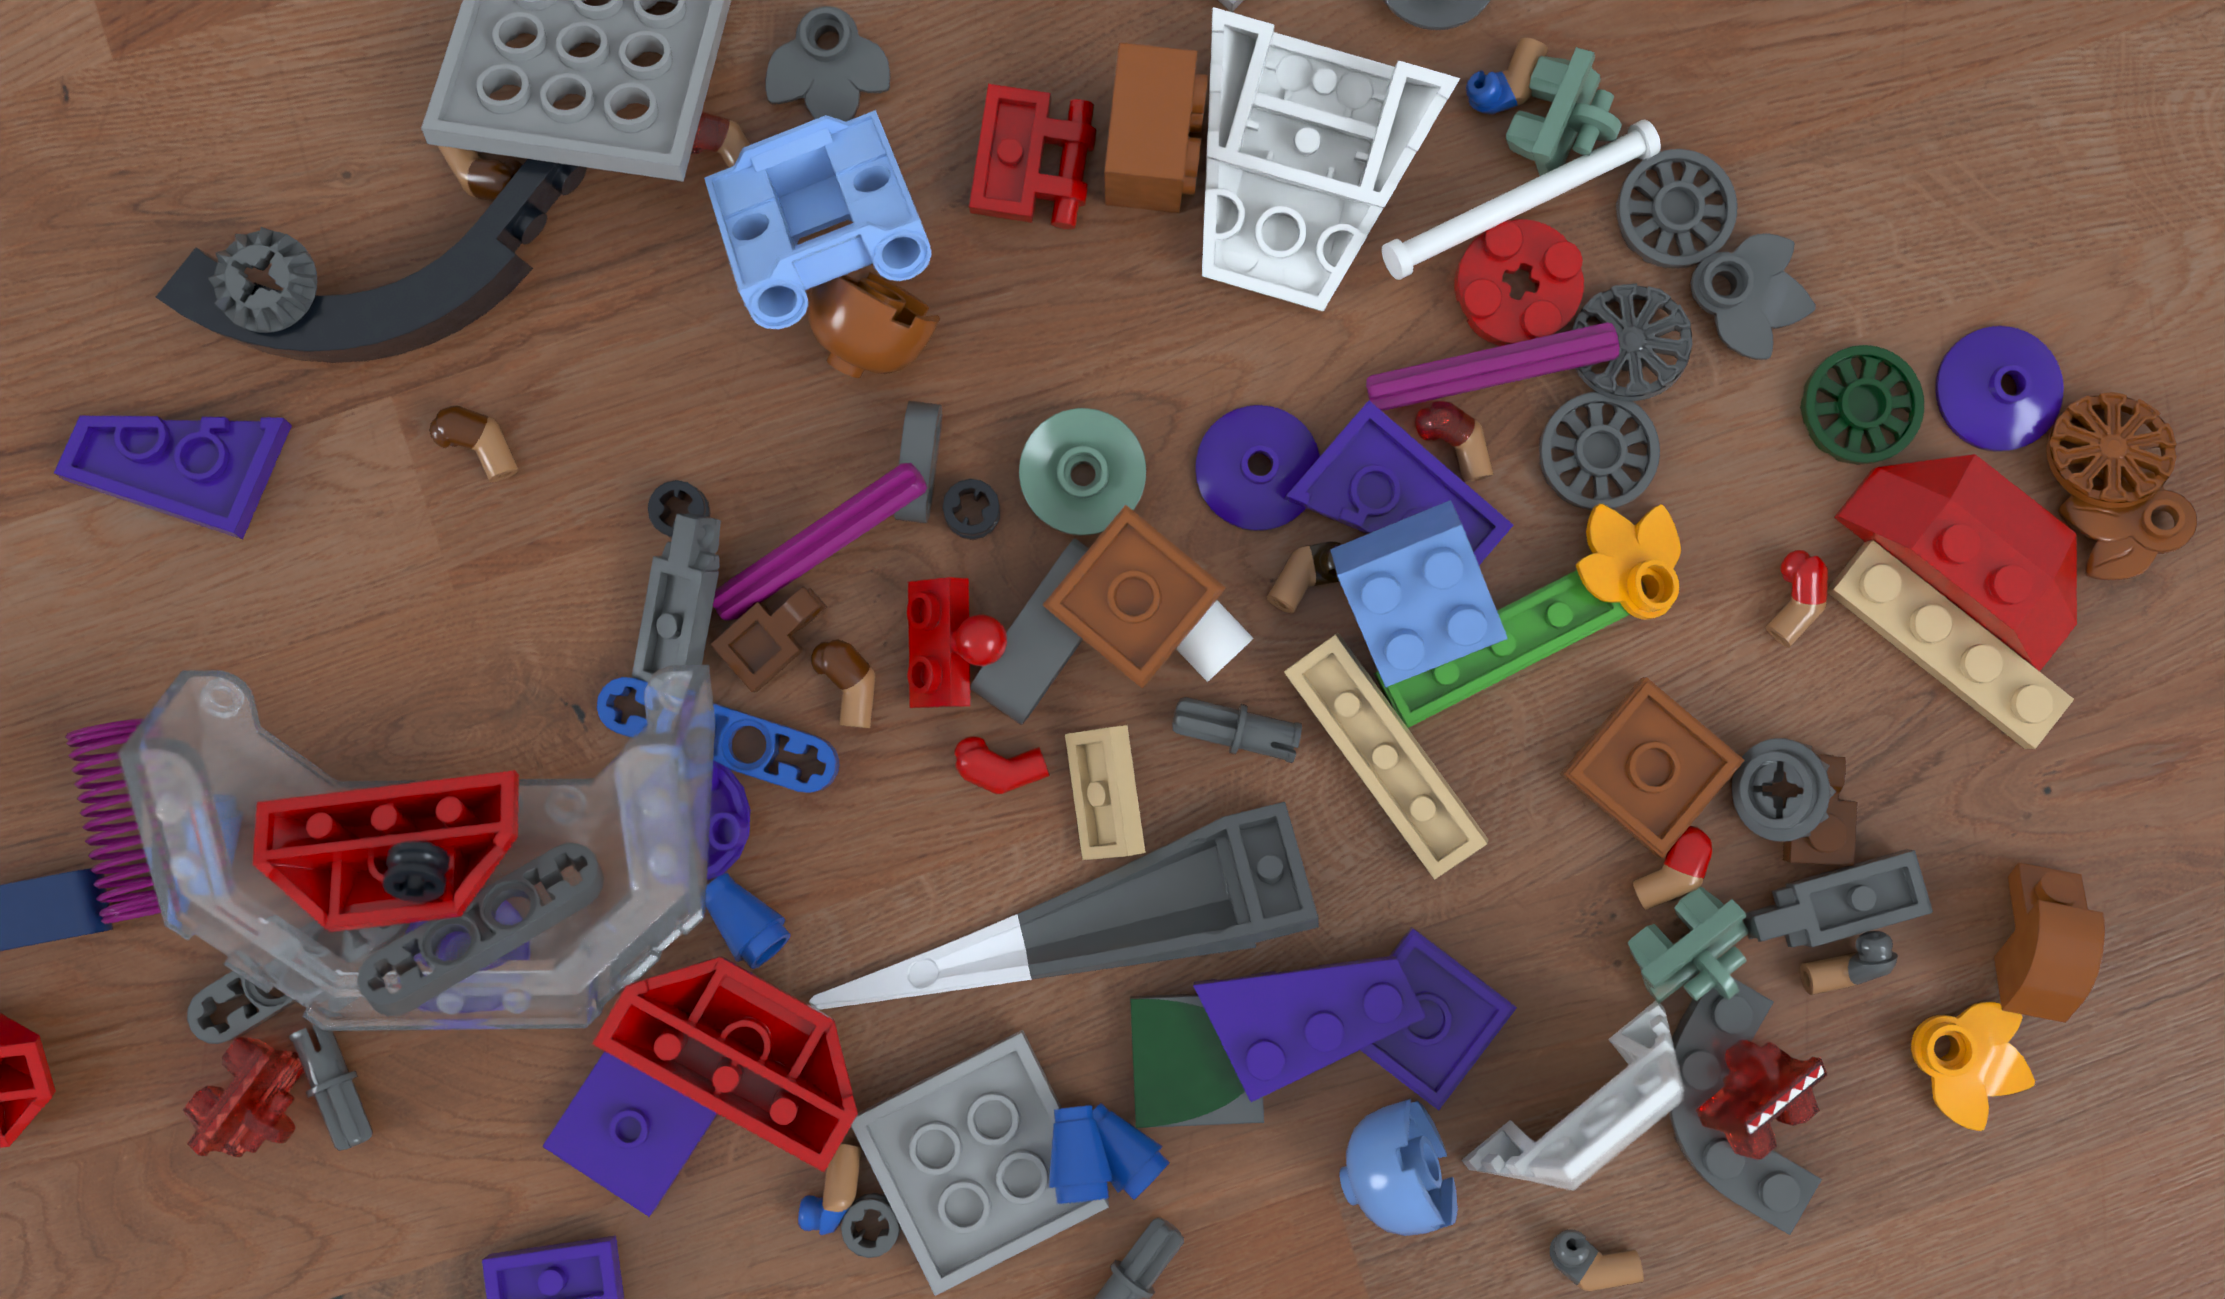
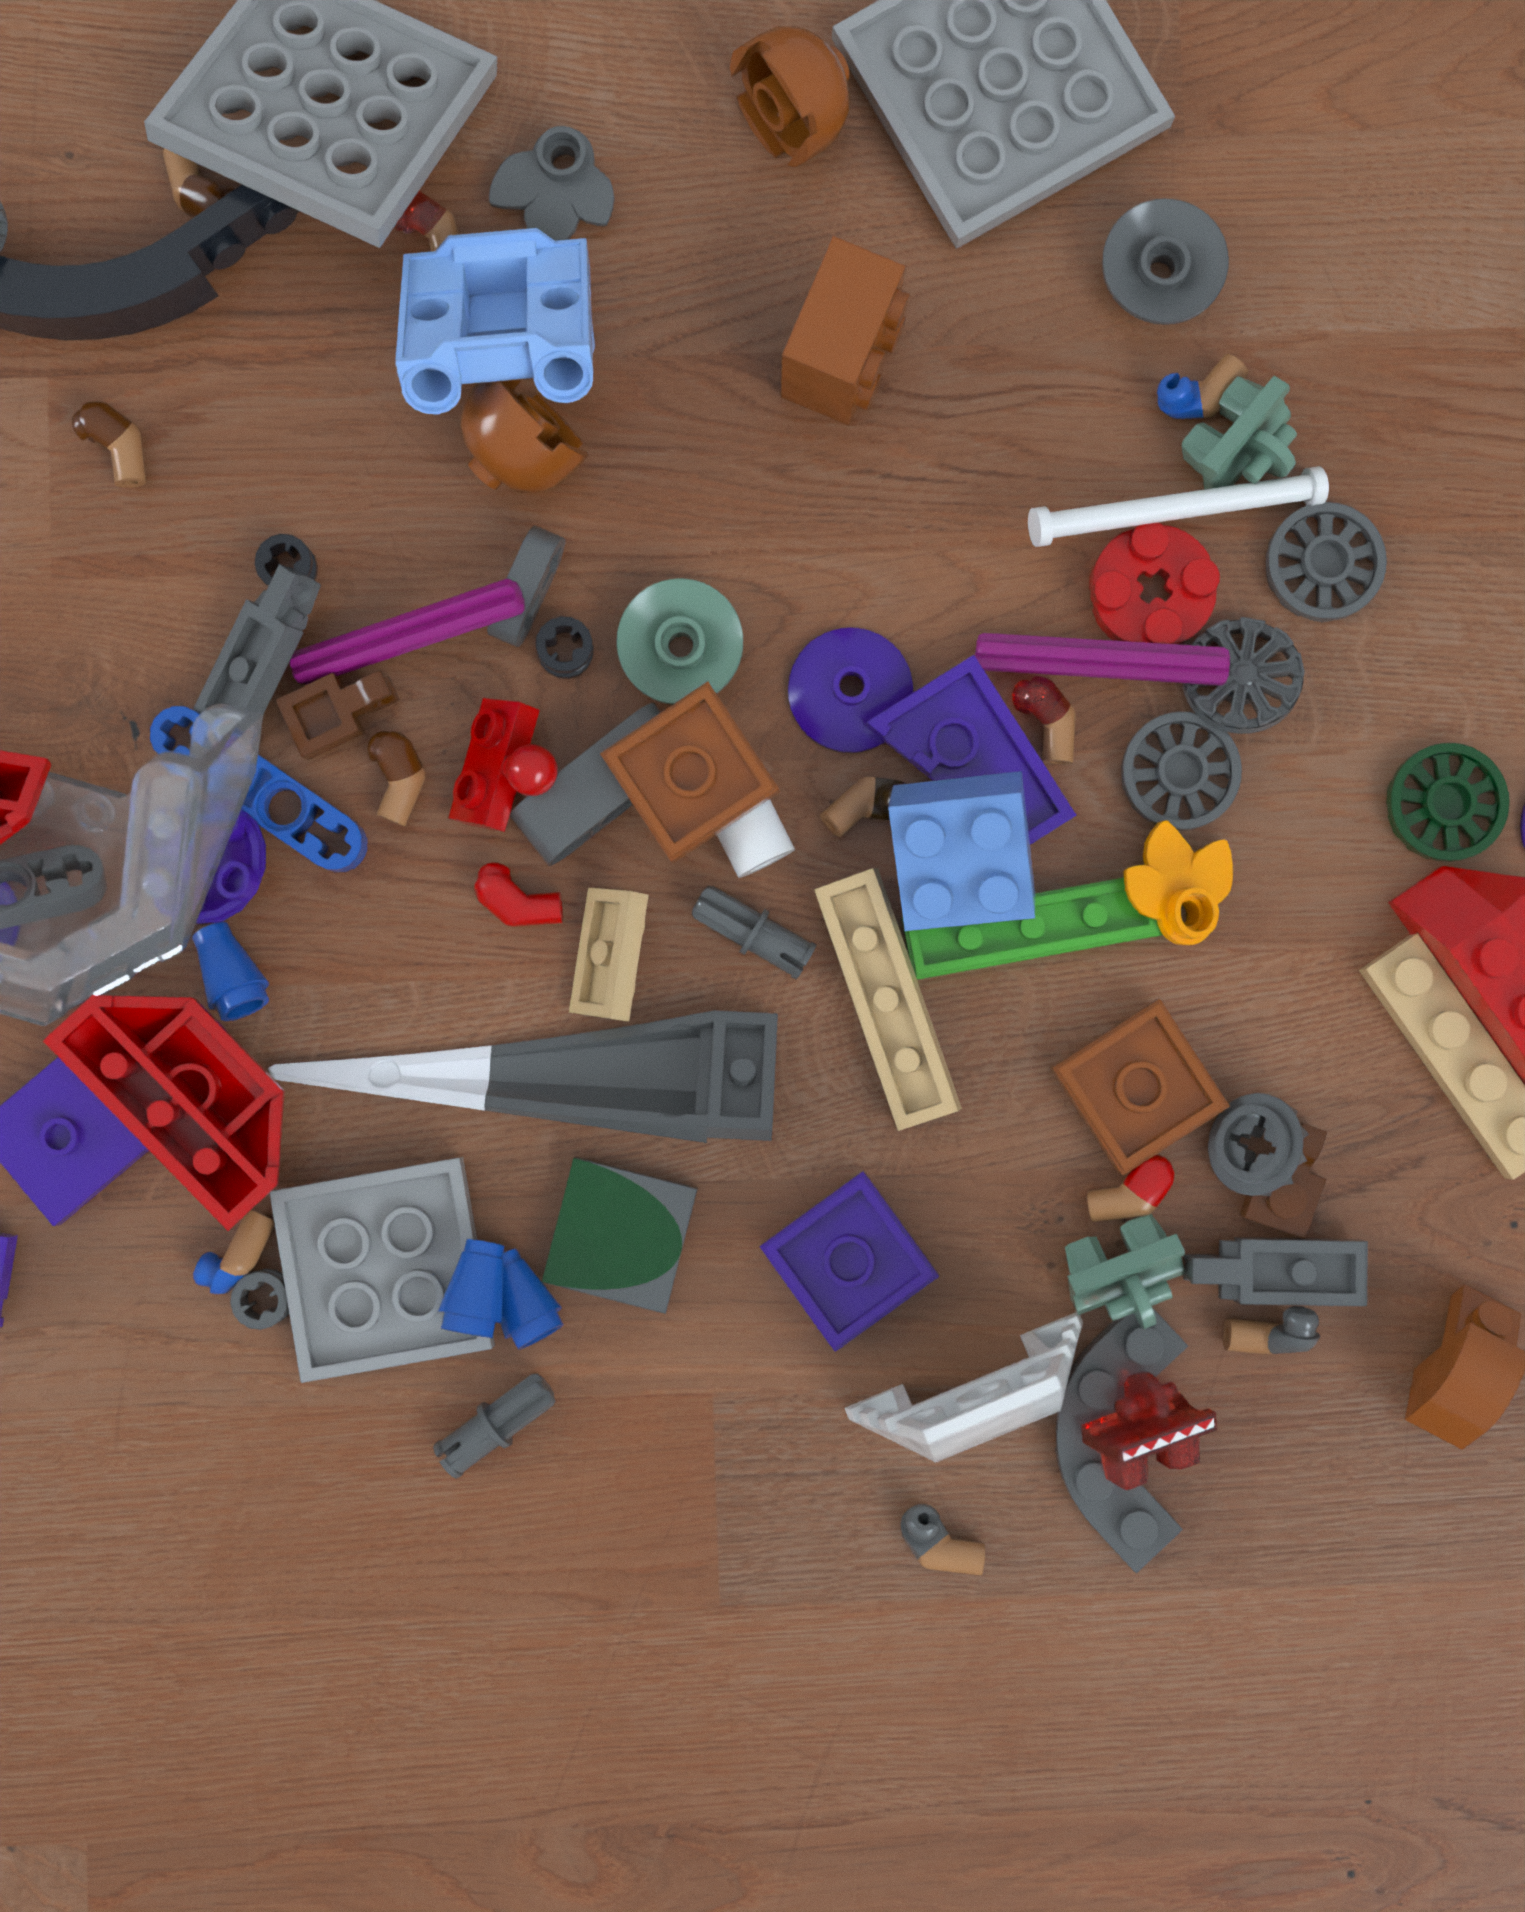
camera: 15 degrees right, 0 degrees up
(1012, 153) = (704, 320): red plate -> none
(1303, 155) = (981, 402): white wedge -> none
(1306, 1018) = (734, 1226): dark purple wing -> none
(1397, 1171) = (777, 1397): medium blue cylinder -> none
(1759, 296) = (1381, 668): dark grey plate -> none
(1807, 600) = (1339, 971): arm -> none
(1977, 1064) = (1368, 1463): light orange plate -> none

